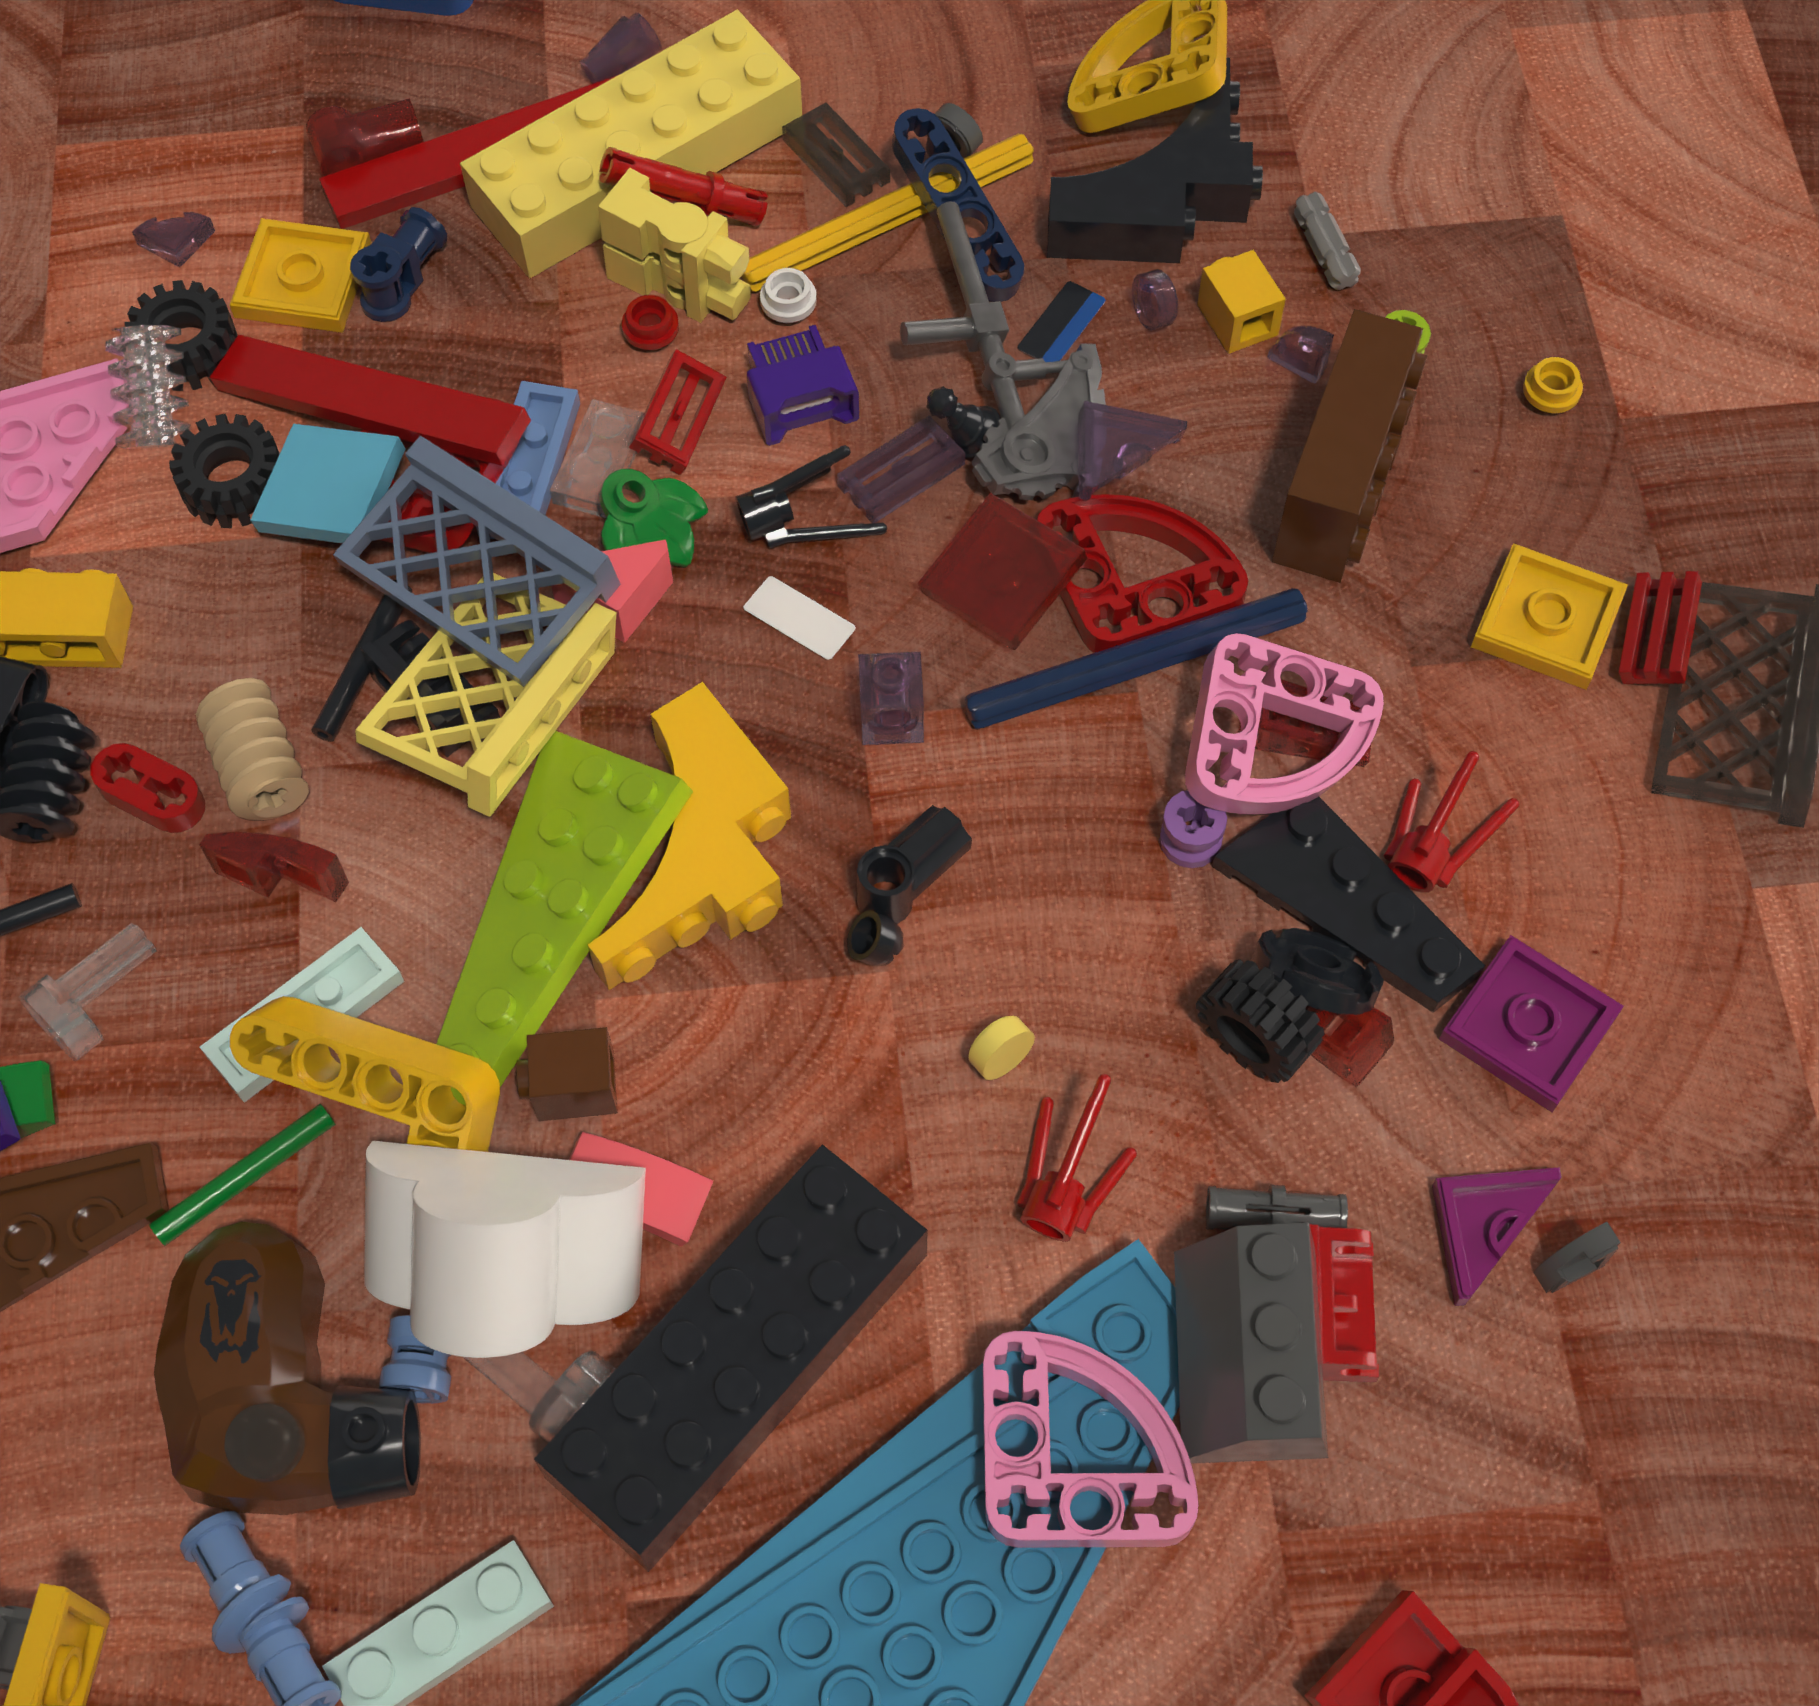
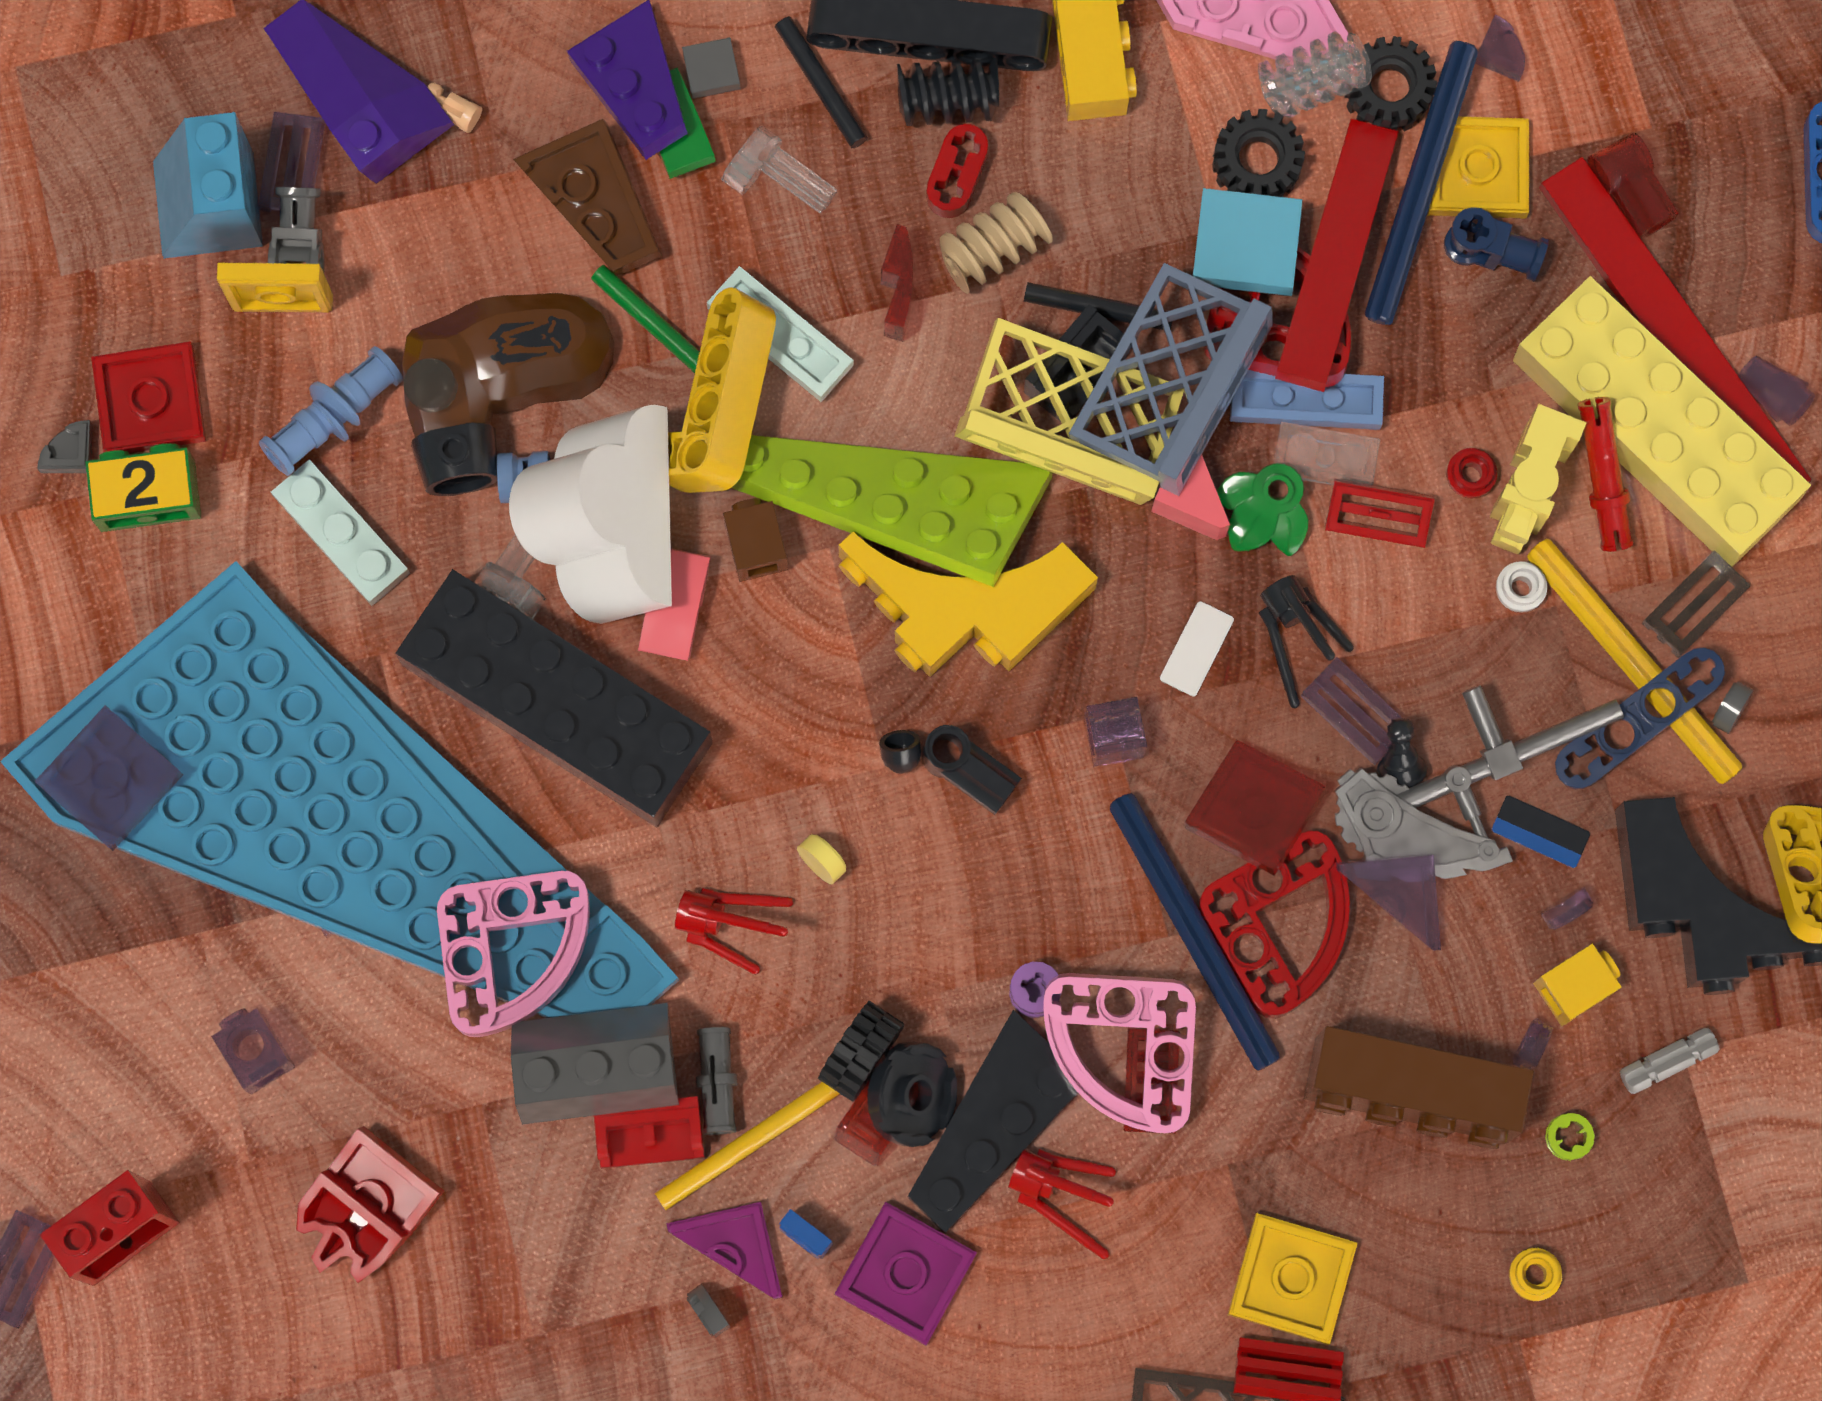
camera: 80 degrees right, 15 degrees up
(300, 312) = (1421, 183): none -> dark blue axle
(799, 384) = (1425, 608): dark purple piece -> none
(1360, 1193) = (745, 1145): none -> yellow bar
(1484, 1125) = (805, 1234): none -> blue tile

